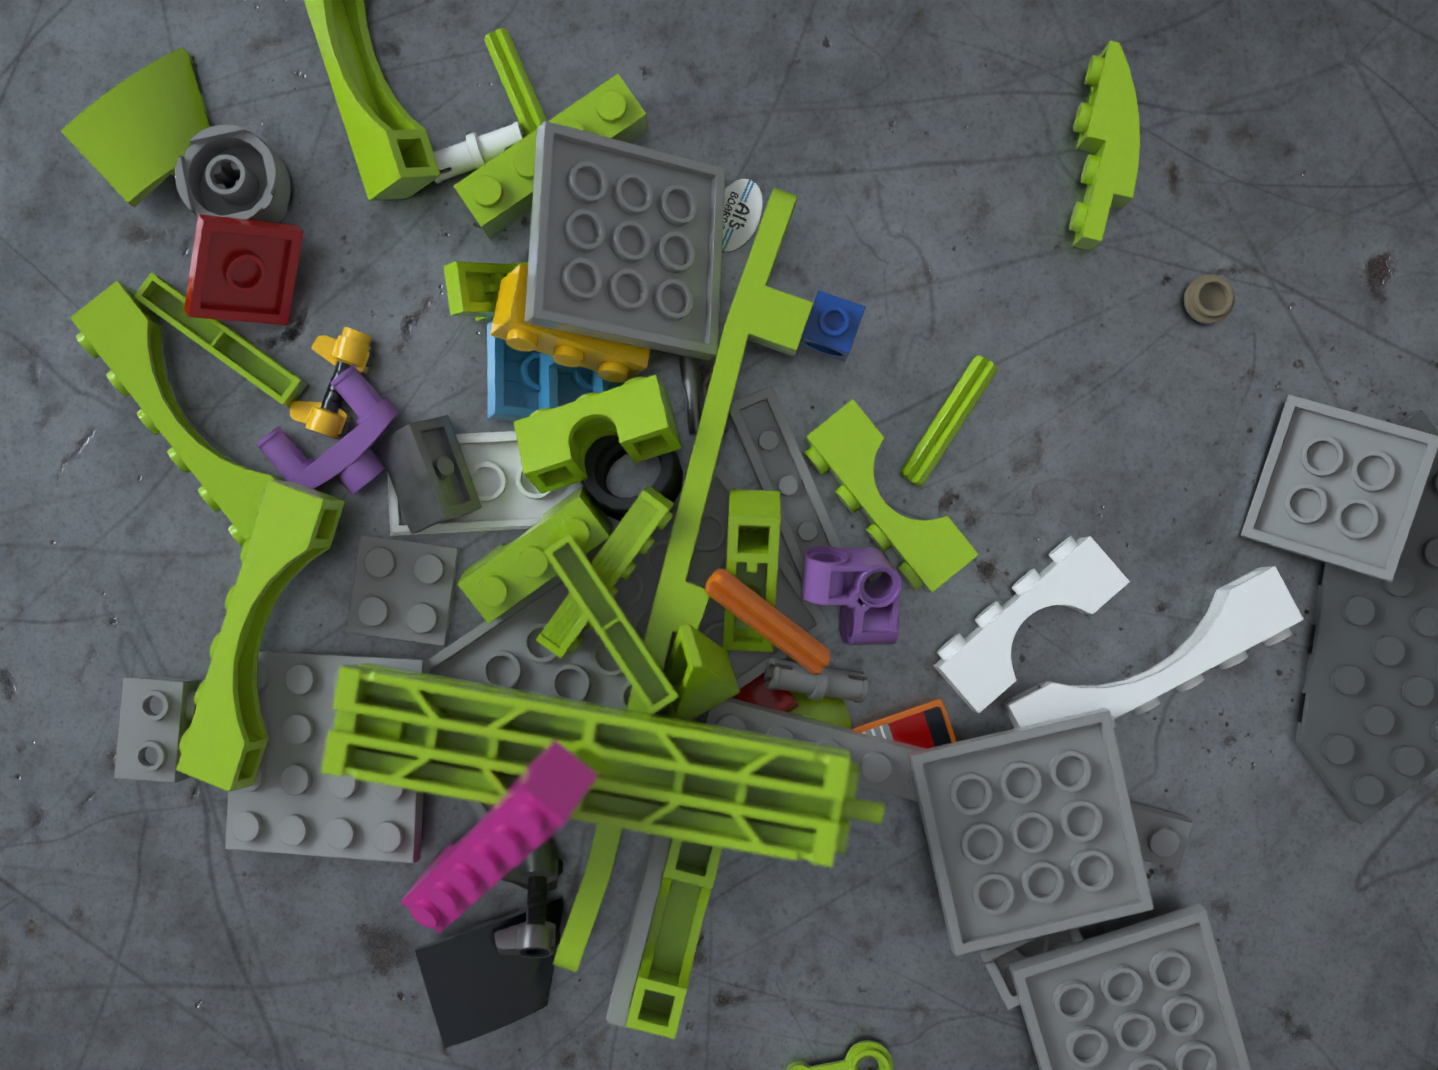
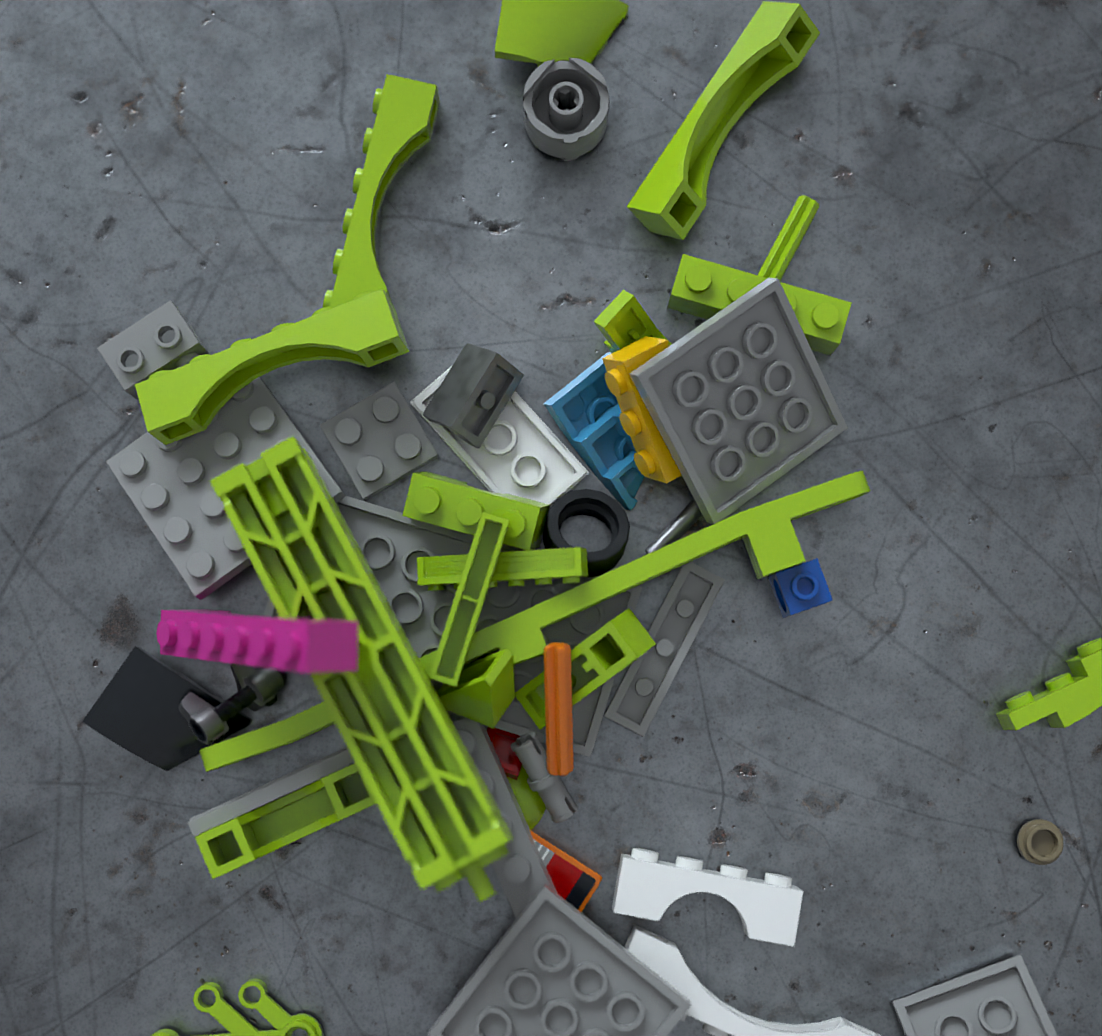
camera: 50 degrees right, 5 degrees down
(221, 342) = (451, 184): lime piece -> none
(243, 270) = (511, 161): red tile -> none
(328, 416) = (510, 278): yellow piece -> none
(351, 456) = (441, 332): medium lavender connector -> none
(475, 151) = (718, 250): white pin -> none
(557, 439) = (568, 462): lime arch -> none
(741, 213) = (826, 463): white sticker -> none
(838, 578) = (623, 773): medium lavender piece -> none
(927, 548) = (700, 782): lime arch -> none
(949, 420) = (802, 724): lime axle -> none

